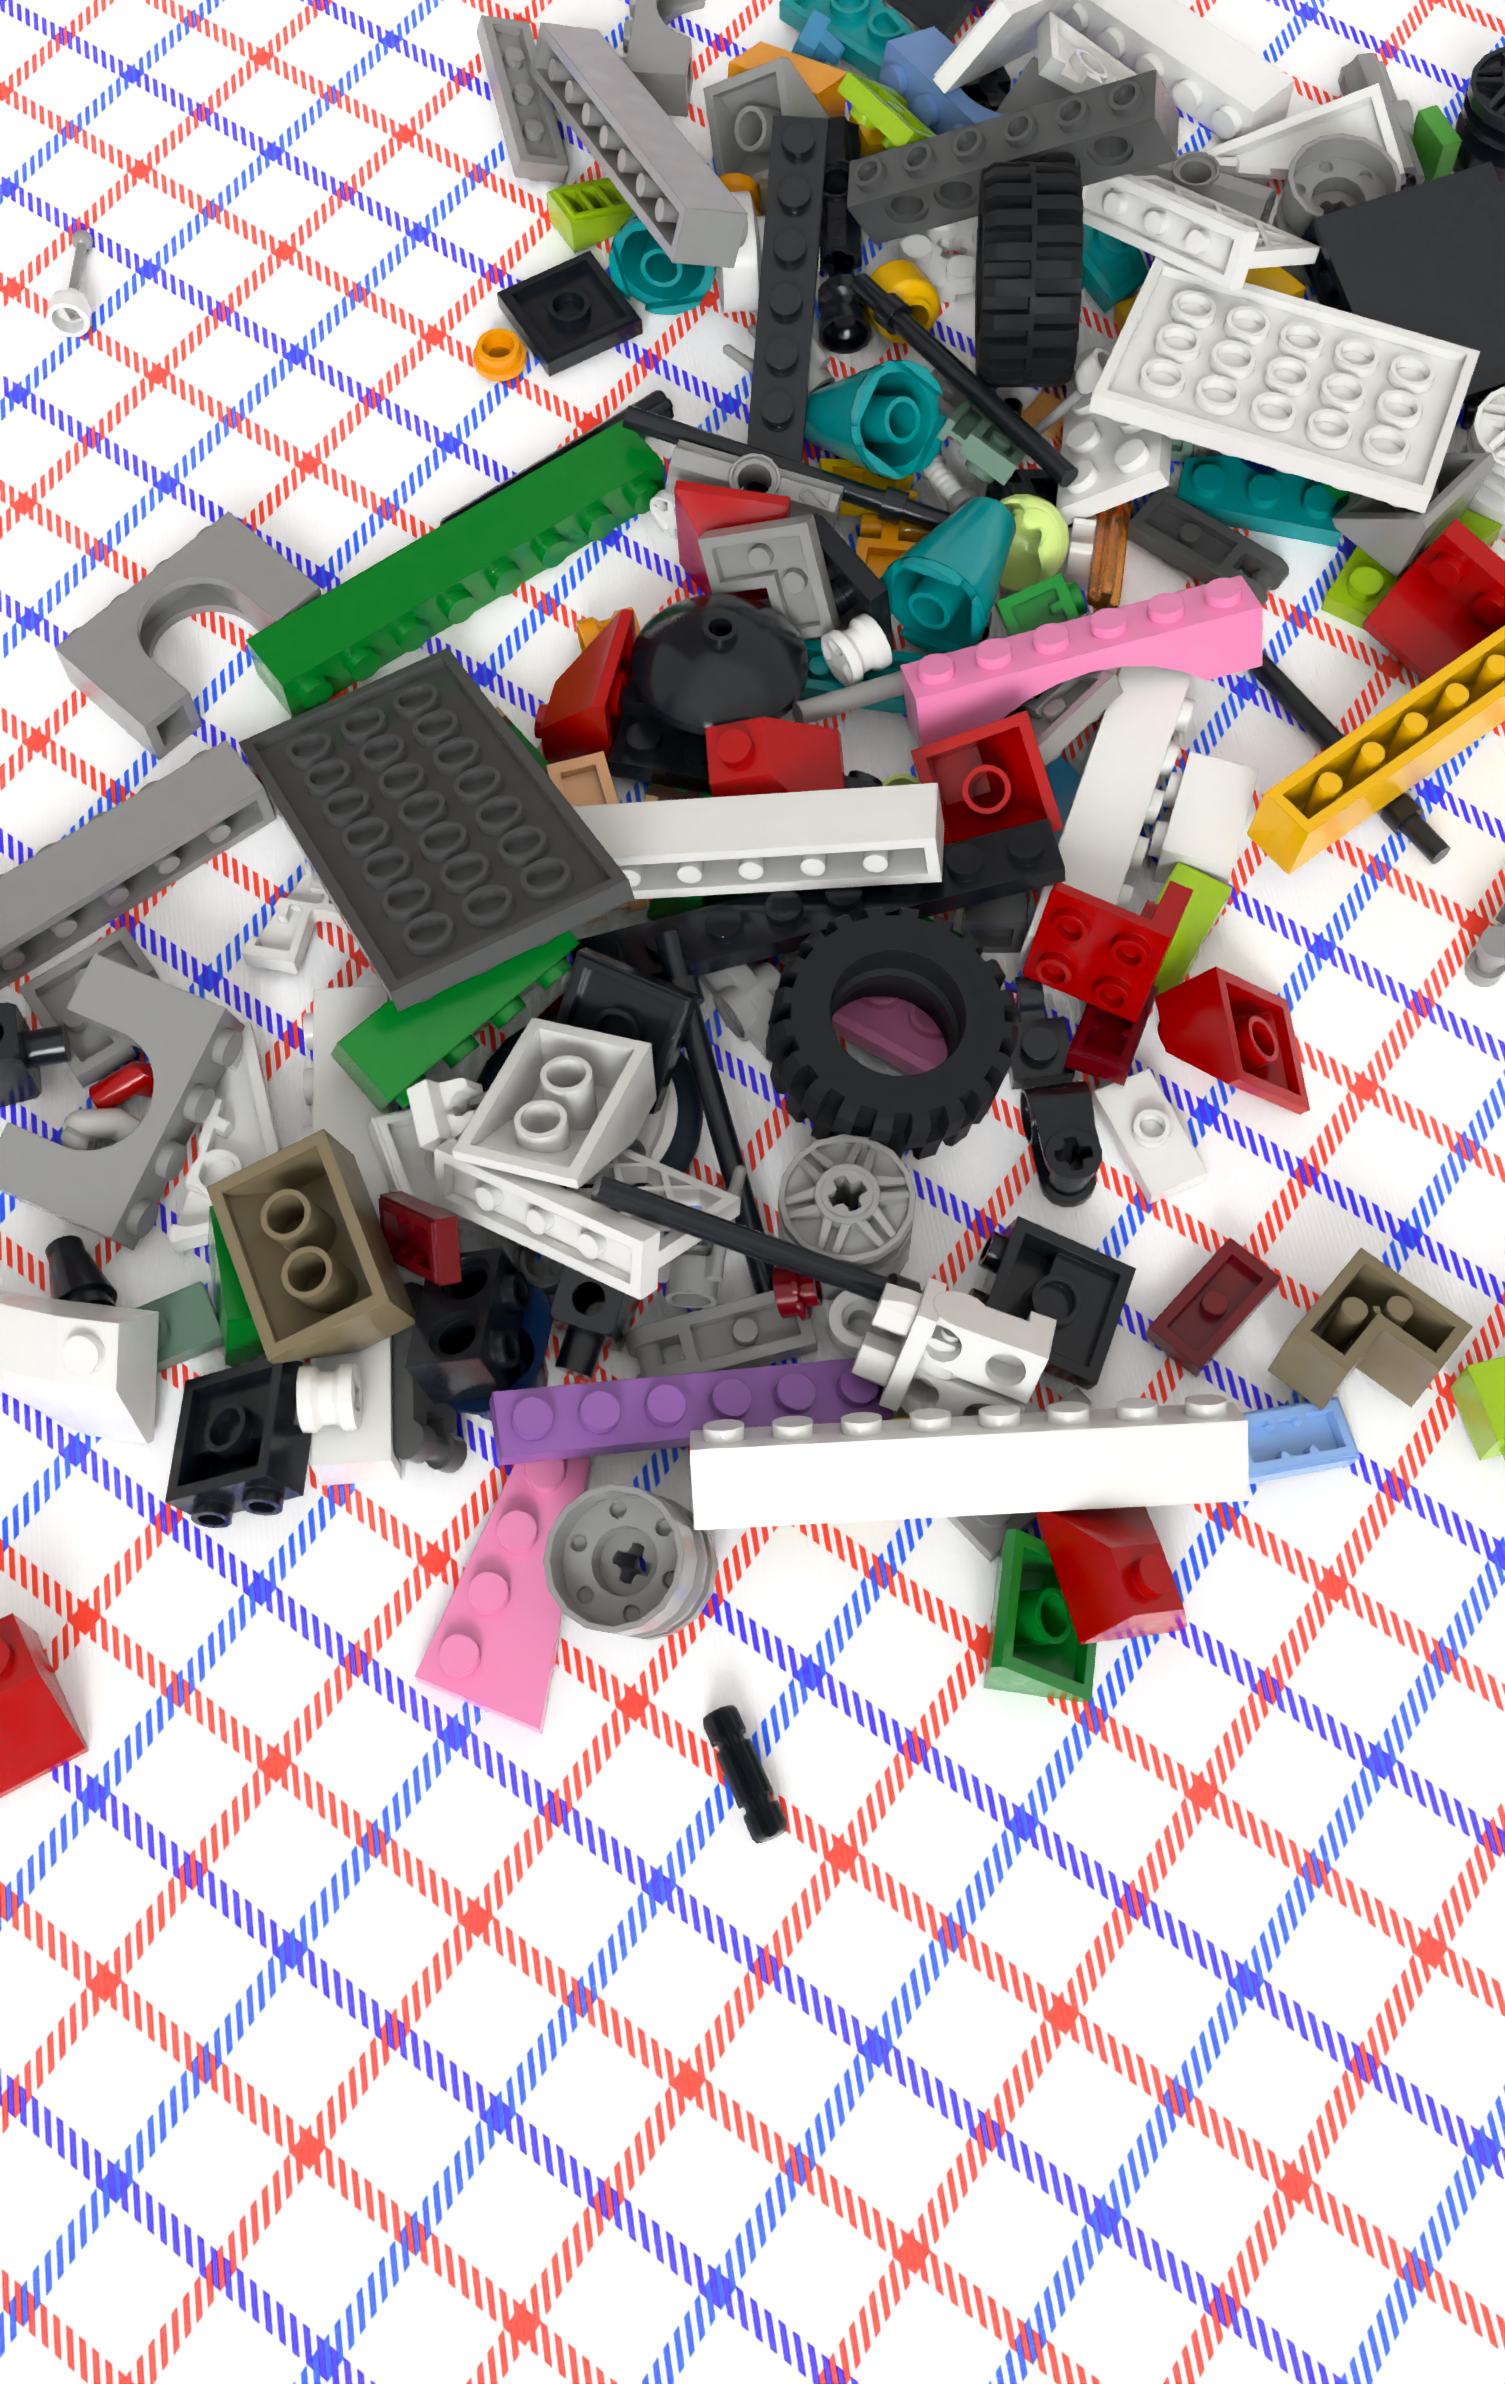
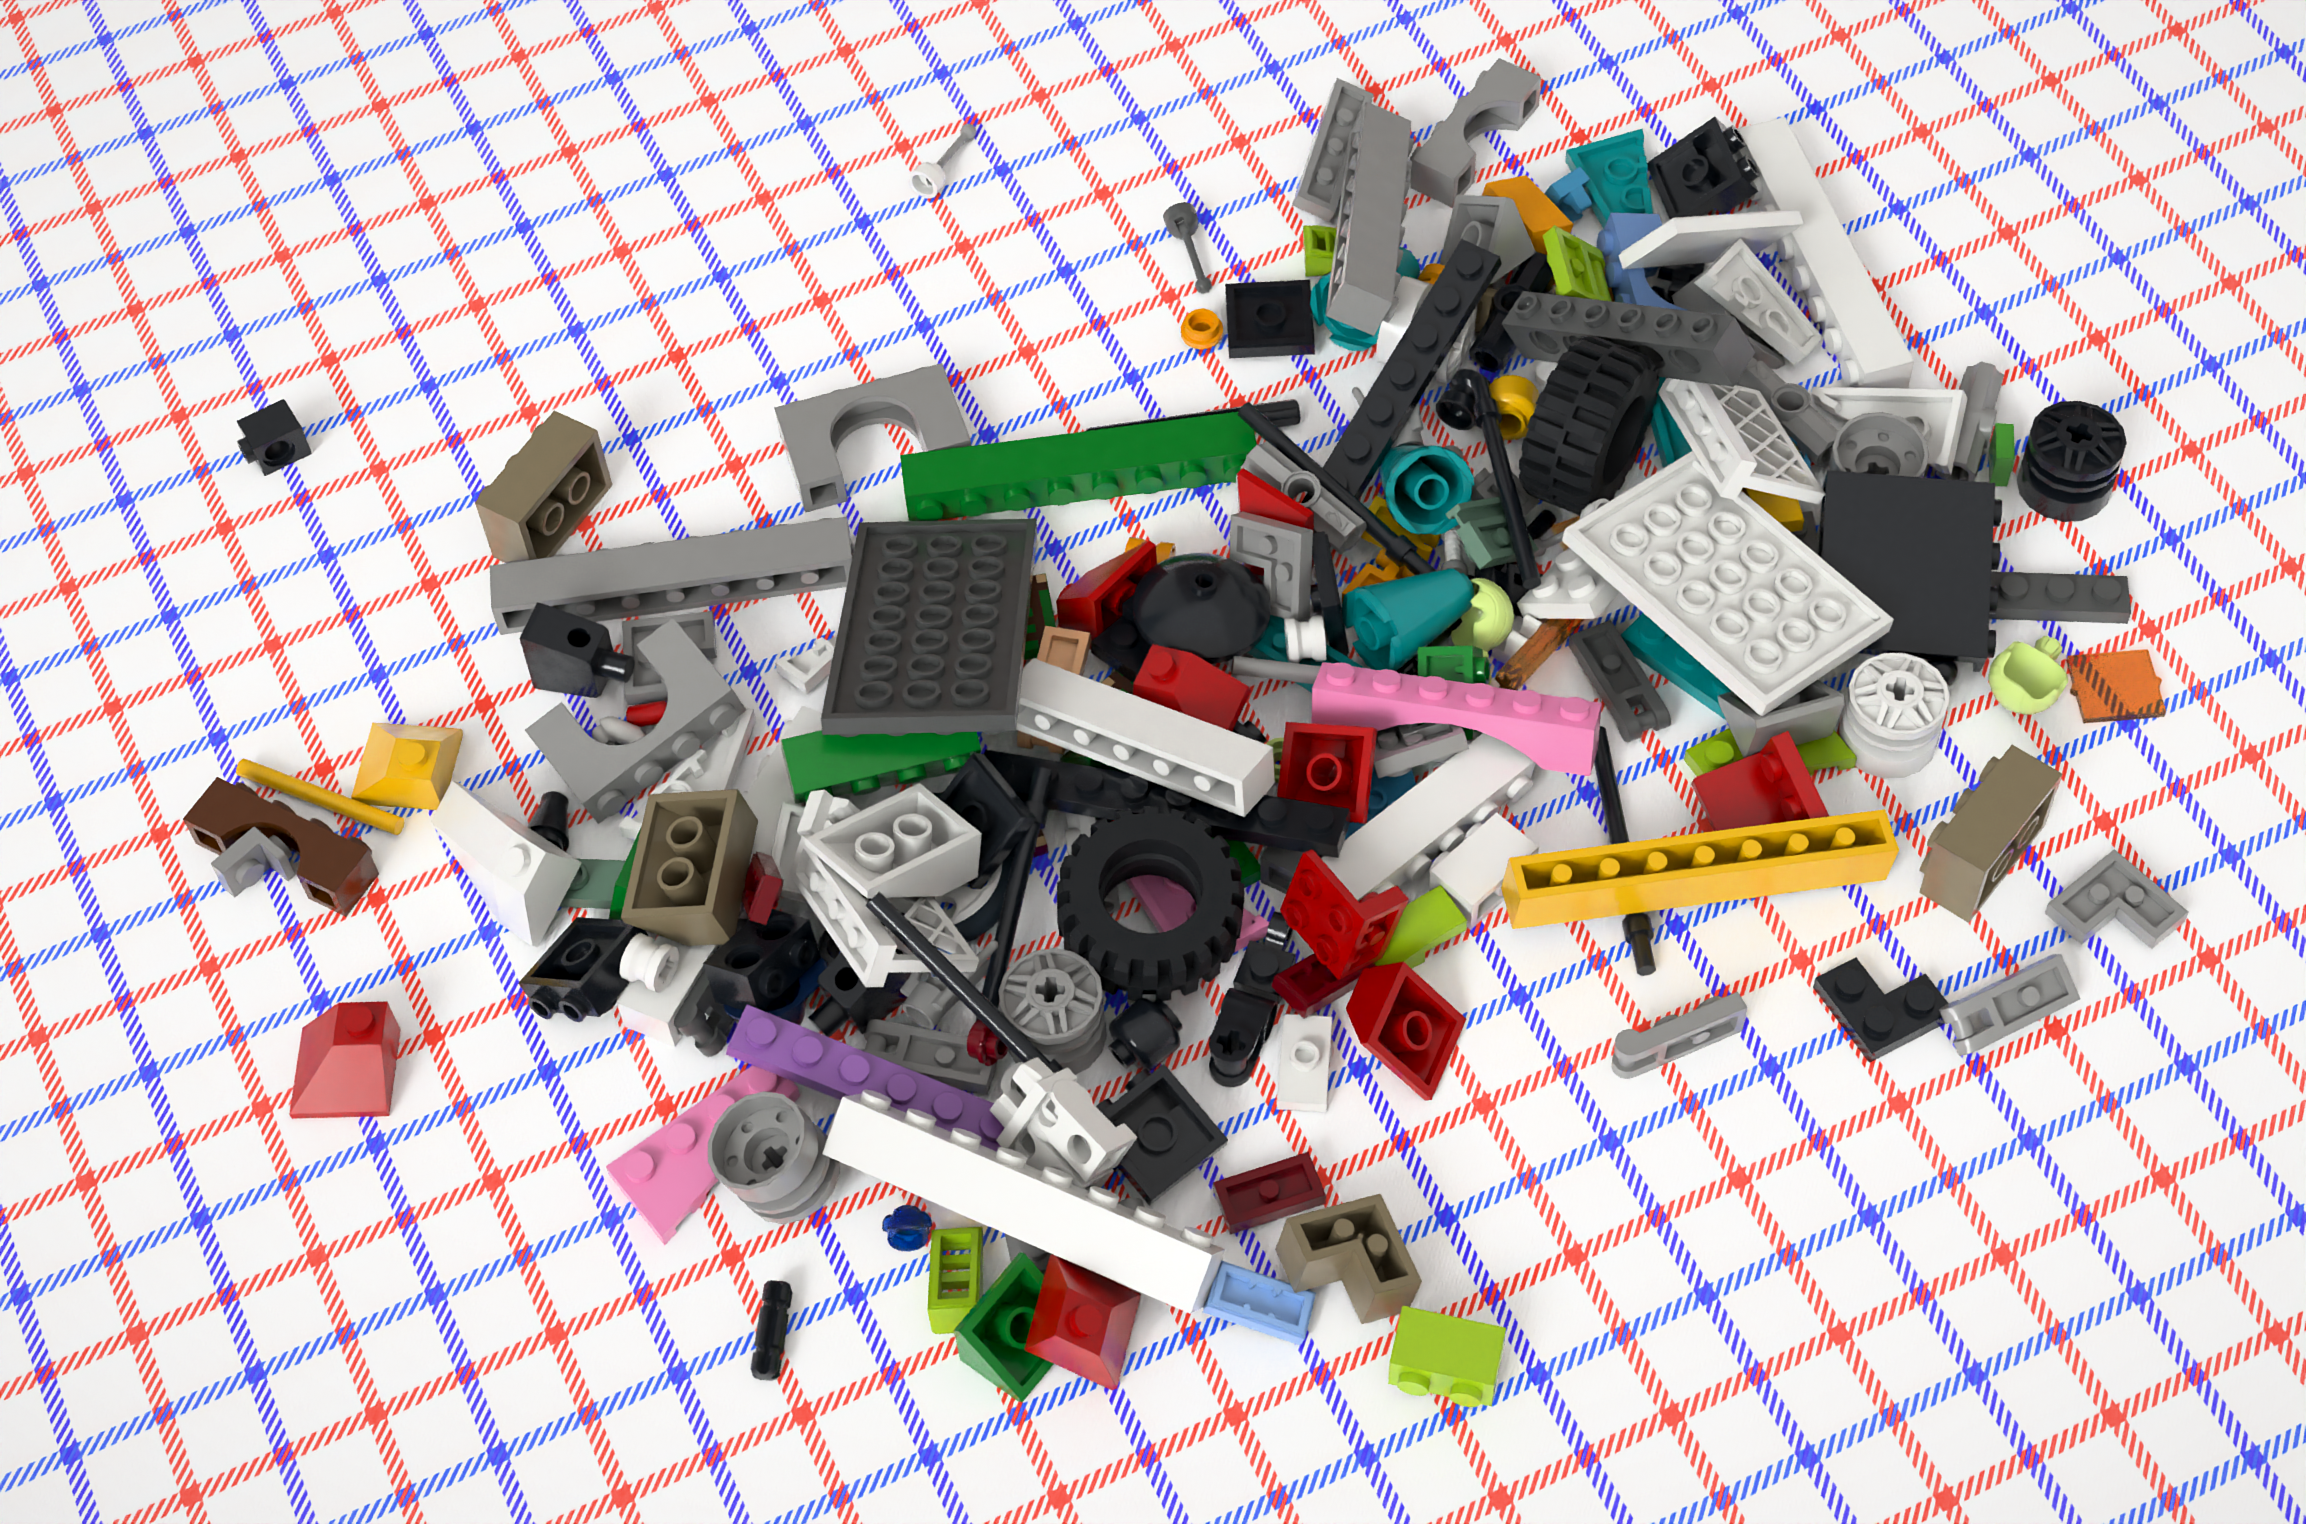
camera: 30 degrees right, 10 degrees down
(403, 247) = (1181, 223): none -> dark grey hinge
(829, 1561) = (907, 1228): none -> clear blue plate
(945, 1629) = (950, 1308): none -> lime slope
(960, 1191) = (1144, 1034): none -> black head

